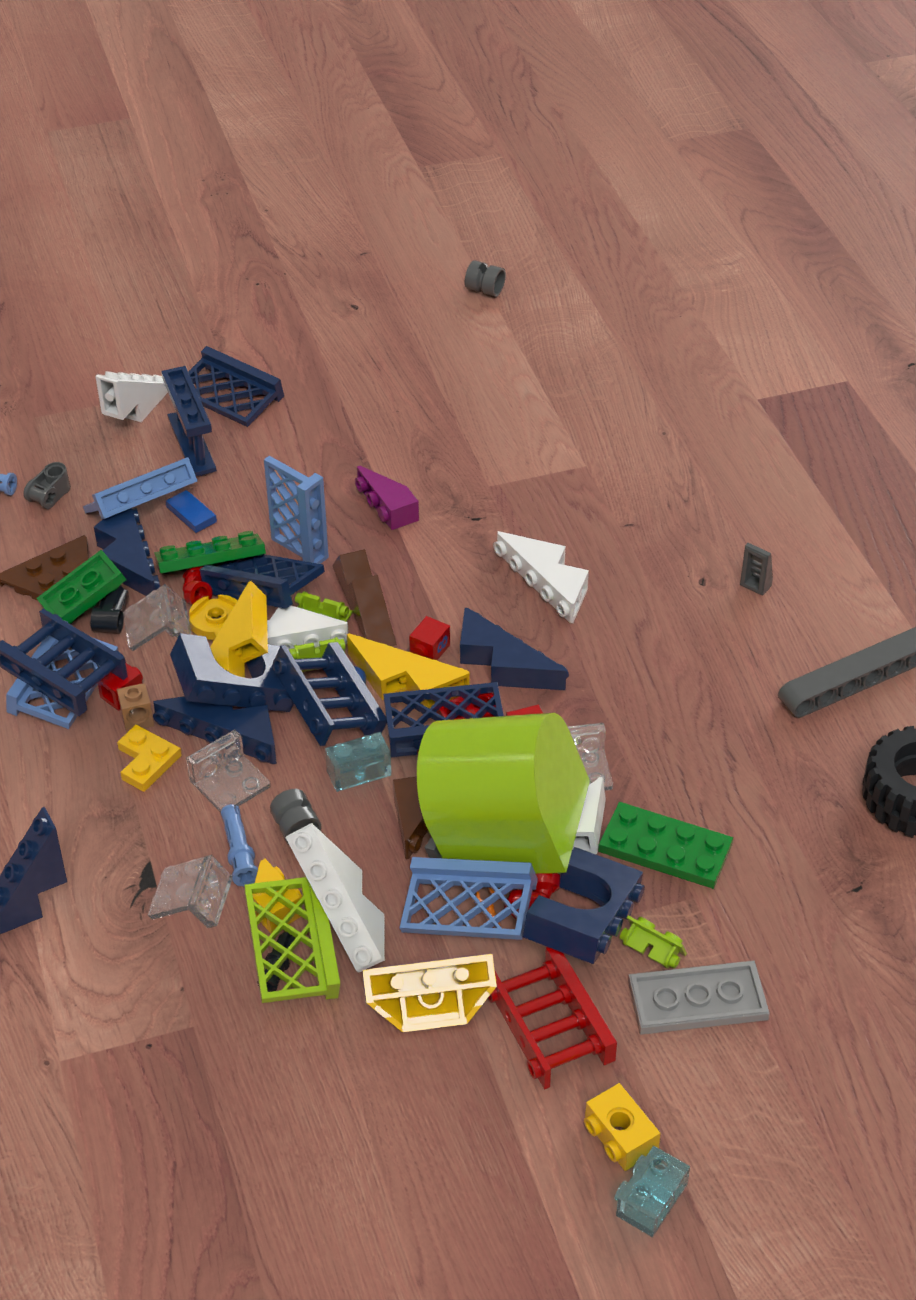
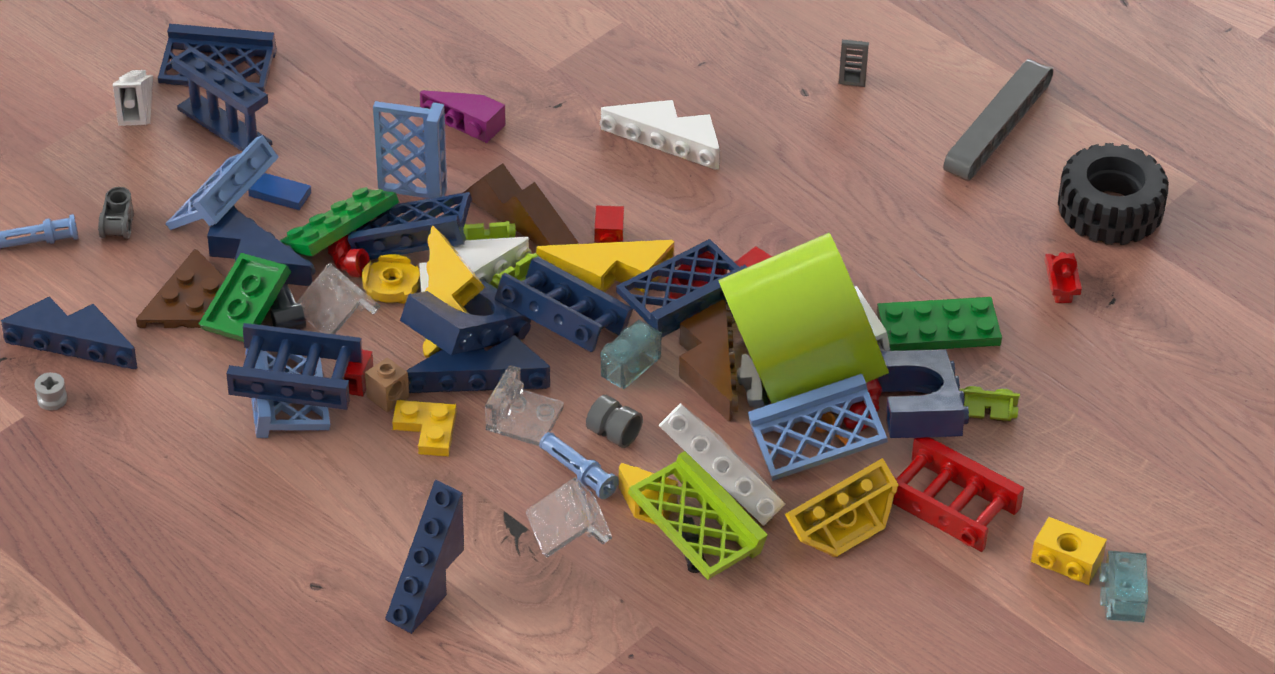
camera: 30 degrees left, 0 degrees up
(510, 658) = (691, 216): dark blue slope -> none
(698, 997) = (1051, 433): light grey tile -> none
(815, 844) = (1063, 276): none -> red hips

